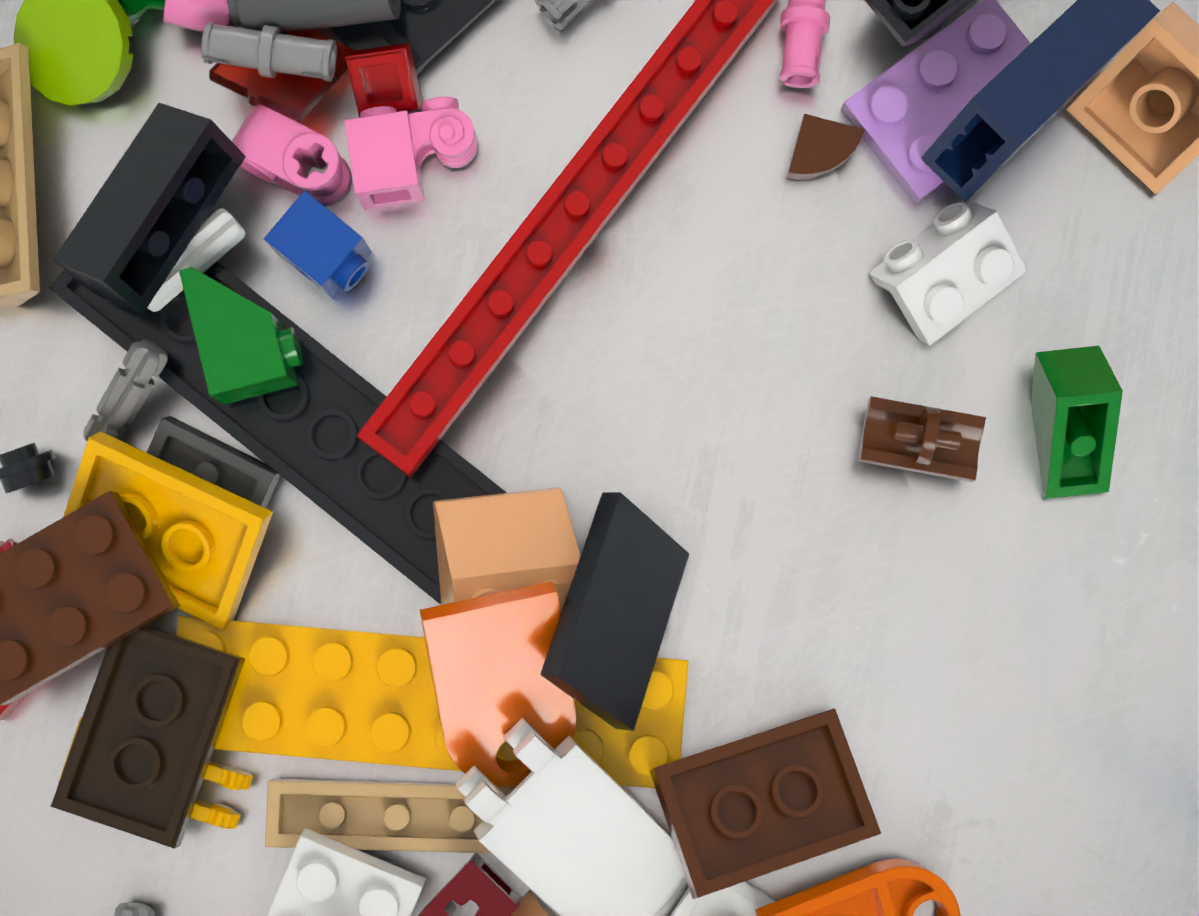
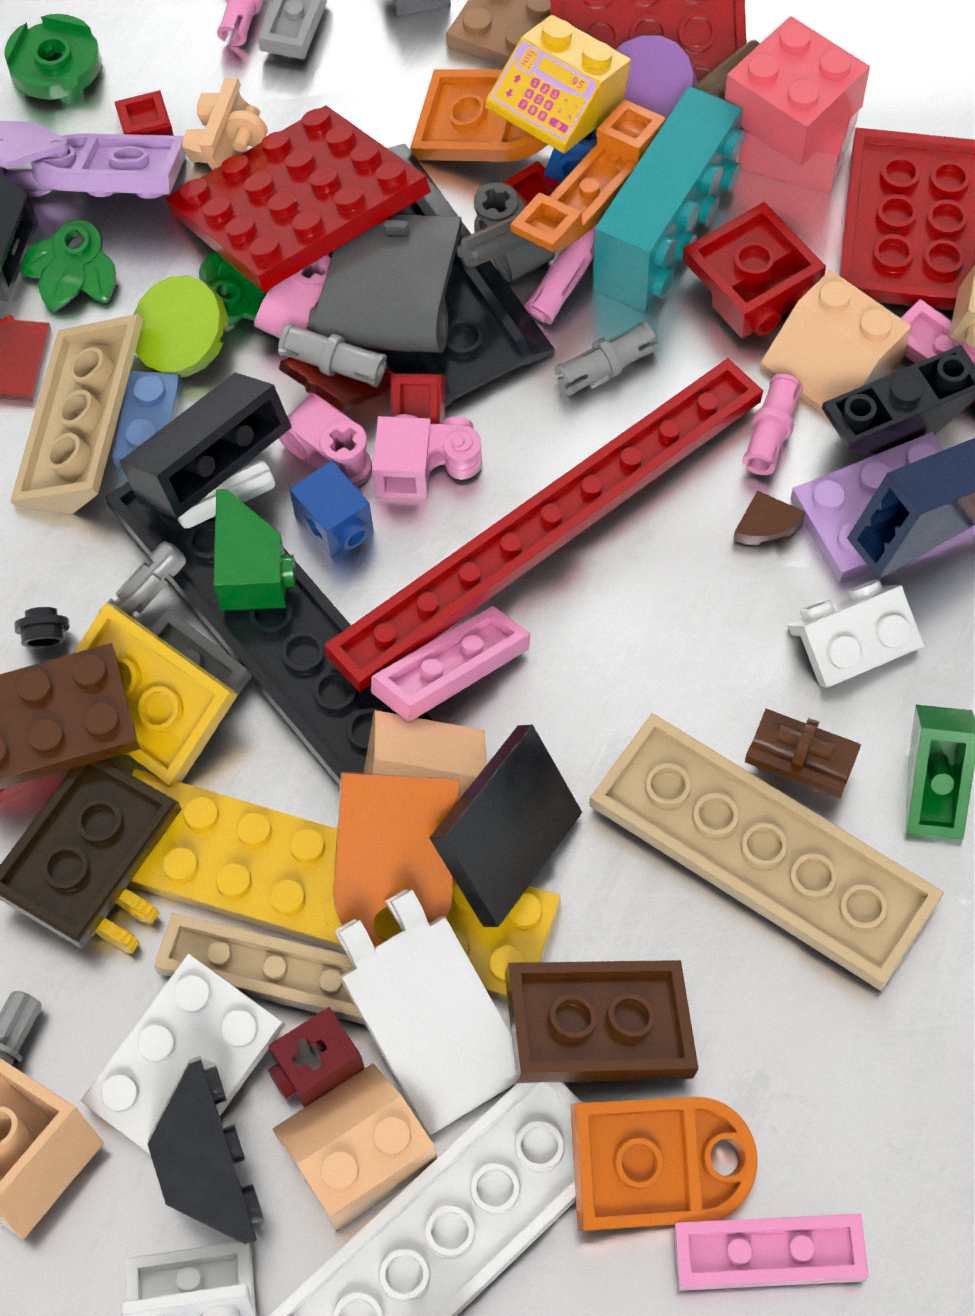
camera: 10 degrees right, 20 degrees down
(67, 164) = (147, 407): none -> medium blue plate
(504, 417) = (450, 663): none -> bright pink plate
(900, 556) = (767, 850): none -> tan plate

